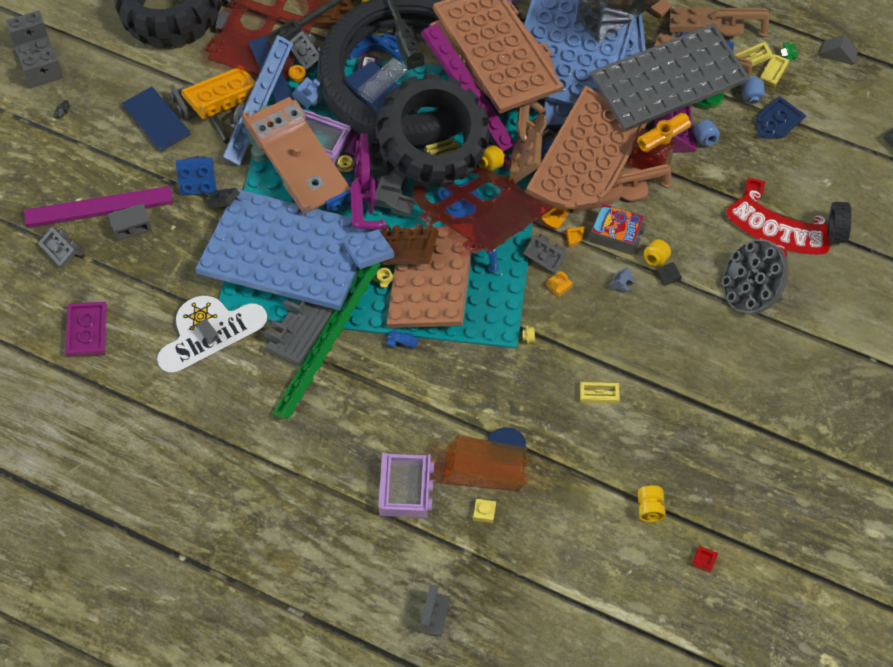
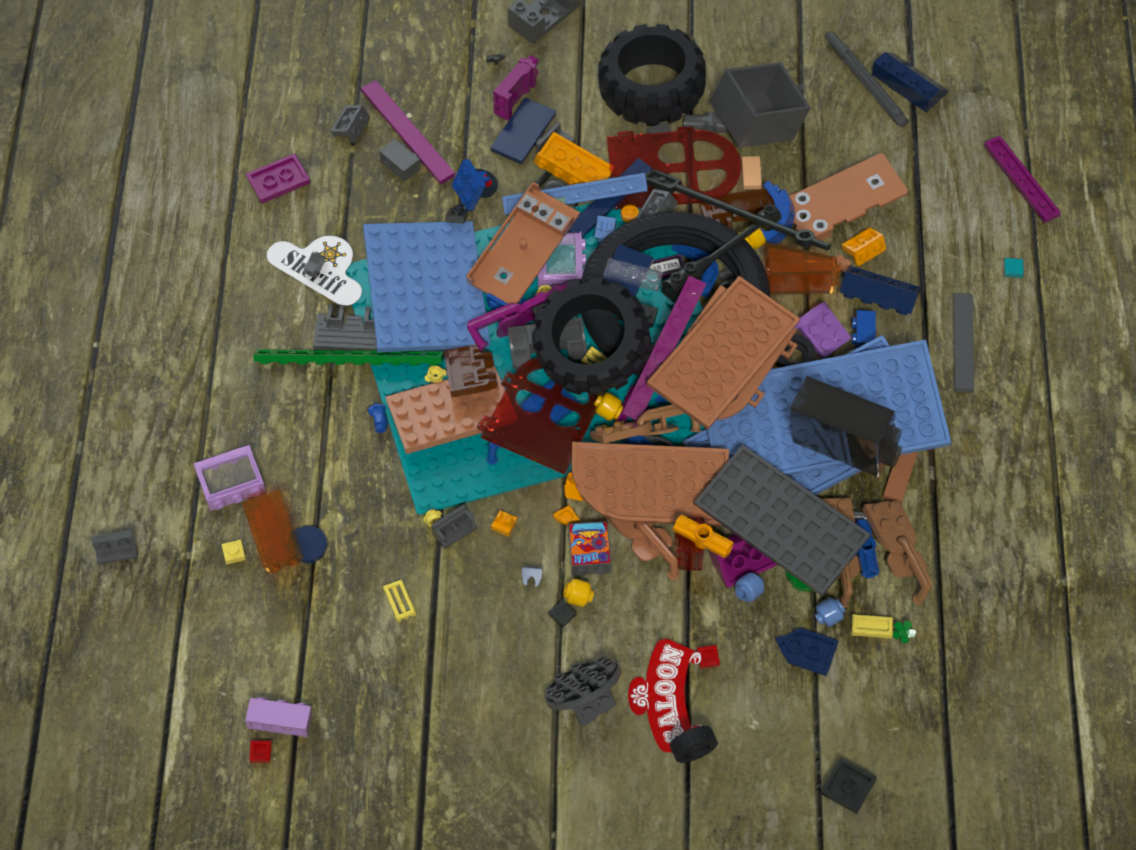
camera: 65 degrees right, 0 degrees up
(117, 112) = (515, 84): none -> magenta hips
(369, 249) = (449, 346): medium blue plate -> none
(545, 253) = (530, 496): dark grey bracket -> none
(546, 322) = (453, 527): none -> dark grey hinge
(651, 504) = (293, 683): yellow wheel -> none
(678, 529) = (279, 716): none -> lavender brick
(759, 57) = (863, 593): light yellow tile -> none
(839, 49) = (934, 682): dark grey slope -> none

